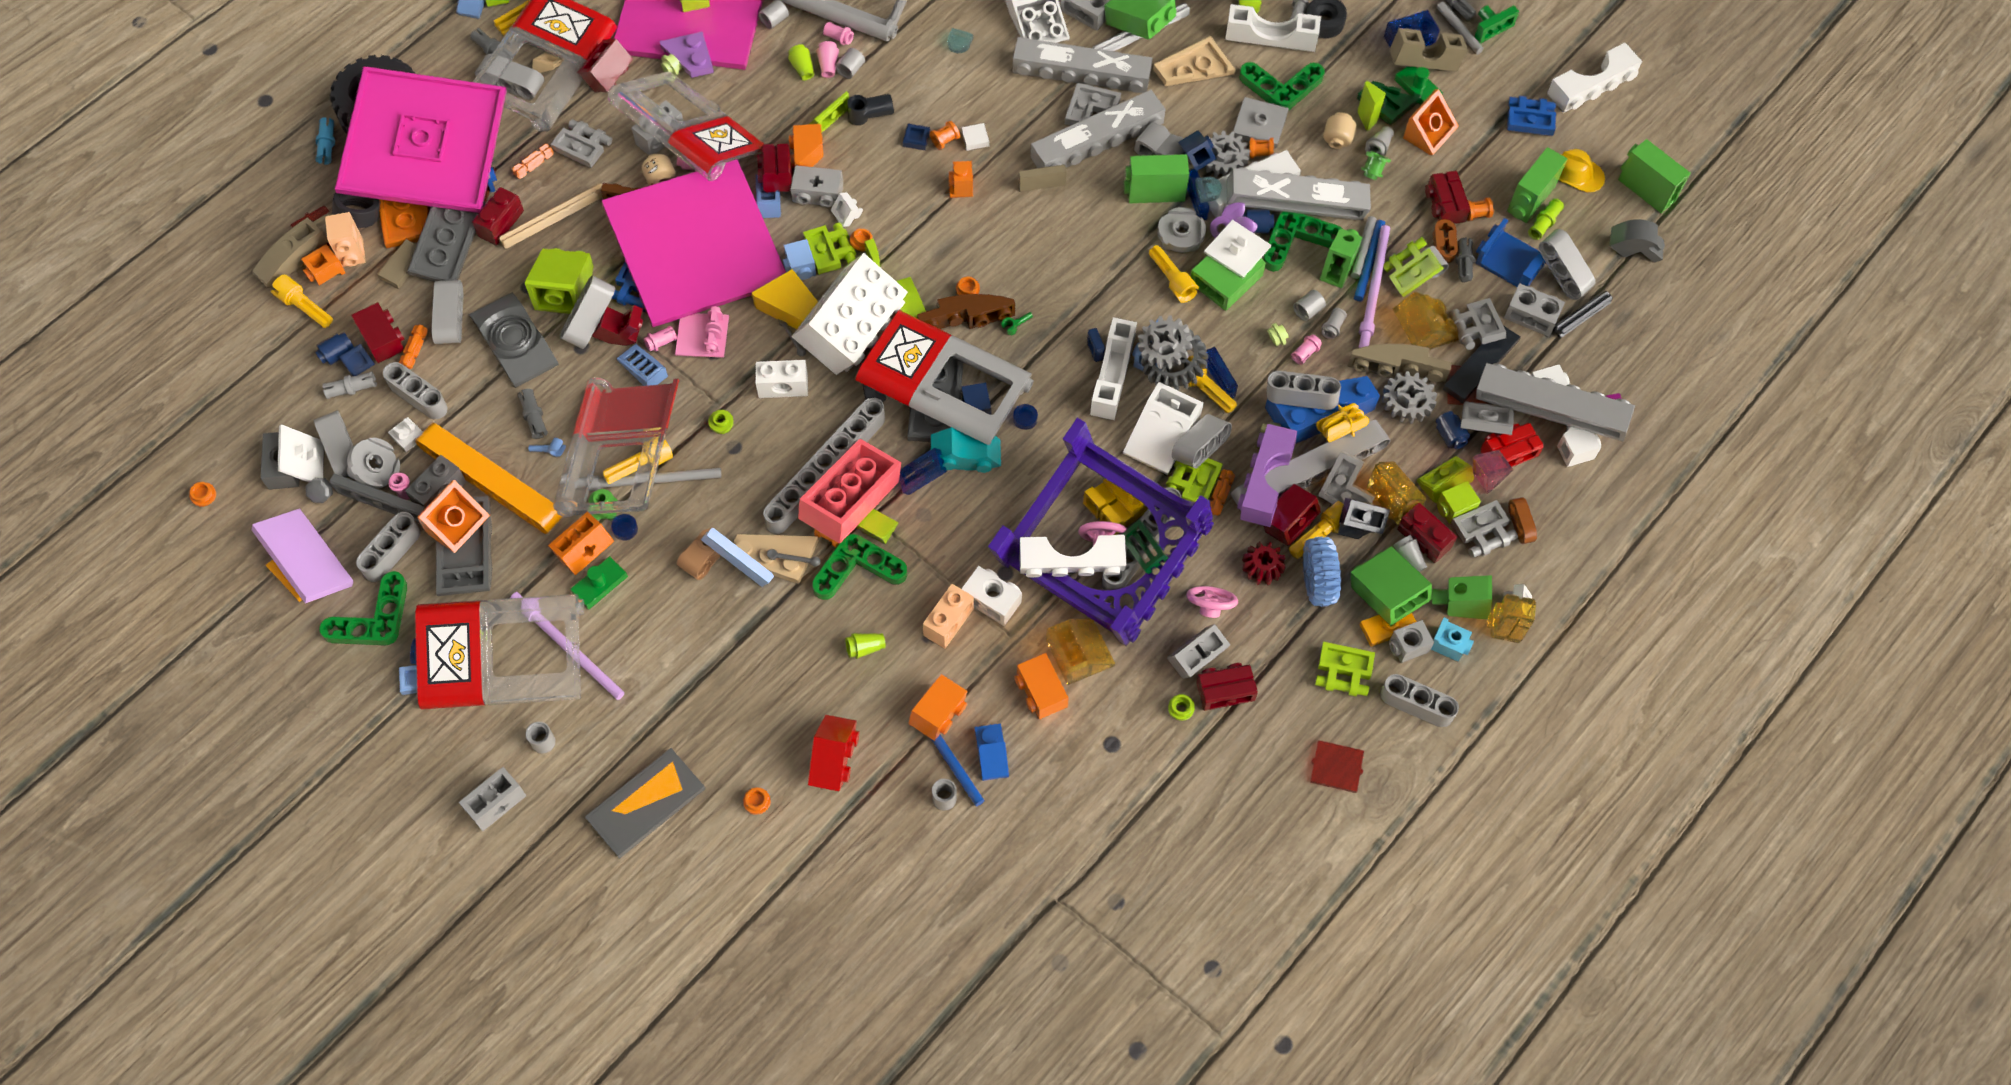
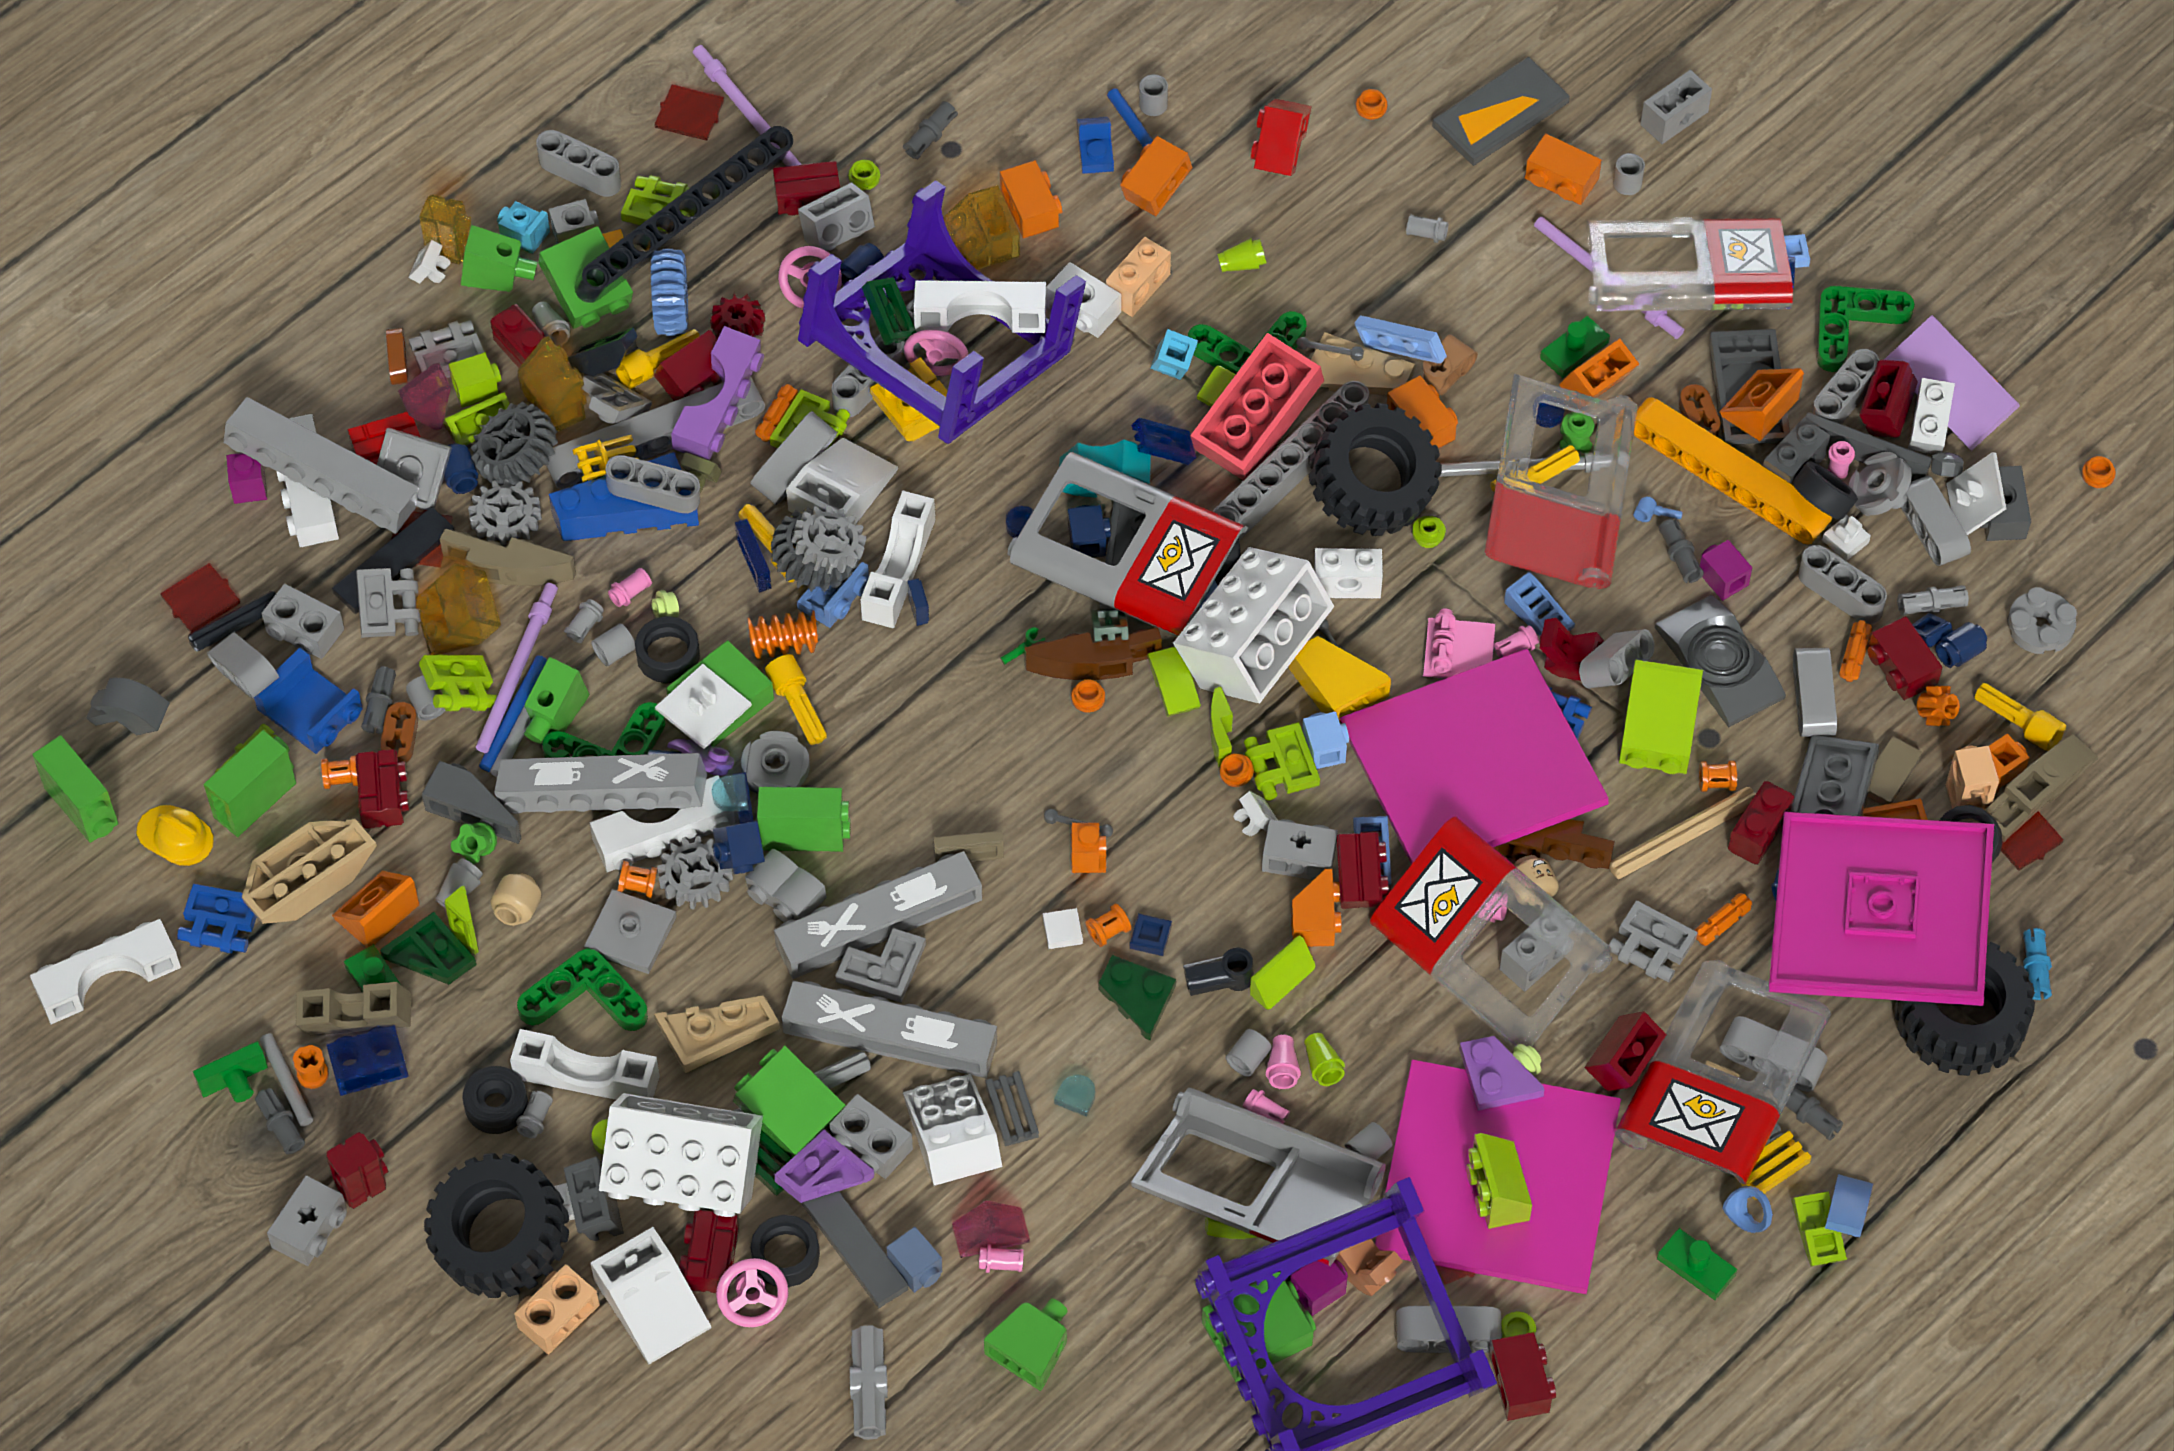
camera: 175 degrees left, 5 degrees down
(267, 364) = (2046, 605): none -> light grey plate
(323, 517) = (1931, 416): none -> white brick
(354, 534) = (1888, 398): none -> dark red brick
(359, 300) = (1938, 705): none -> orange gear
(403, 451) = (1825, 490): none -> black tyre
(500, 530) = (1706, 407): none -> dark orange beam
(501, 397) = (1725, 569): none -> magenta brick
(524, 250) = (1717, 776): none -> orange bush
(595, 738) = (1563, 169): none -> orange brick
(712, 680) = (1427, 228): none -> light grey pin
(722, 509) = (1424, 403): none -> orange brick
(749, 420) = (1399, 440): none -> black tyre
(917, 548) = (1174, 354): none -> medium azure brick
(923, 100) = (1137, 992): none -> dark green wing
(952, 305) = (1109, 628): none -> tile
(988, 210) = (1051, 817): none -> dark grey hinge
(995, 17) = (1004, 1083): none -> dark grey tile
(1131, 752) = (930, 130): none -> dark grey pin
(1173, 617) = (859, 260): none -> dark blue brick
(1192, 311) = (783, 634): none -> orange piece
(1275, 288) = (661, 628): none -> black tyre
(1317, 643) = (675, 222): none -> black beam
(1321, 804) = (717, 73): none -> lavender bar
(1387, 193) = (462, 798): none -> dark grey slope
(1414, 440) = (514, 444): none -> dark grey gear
(1447, 23) = (309, 1066): none -> orange bush
(1487, 132) = (306, 869): none -> tan wedge
(1612, 333) = (200, 598): none -> clear red piece

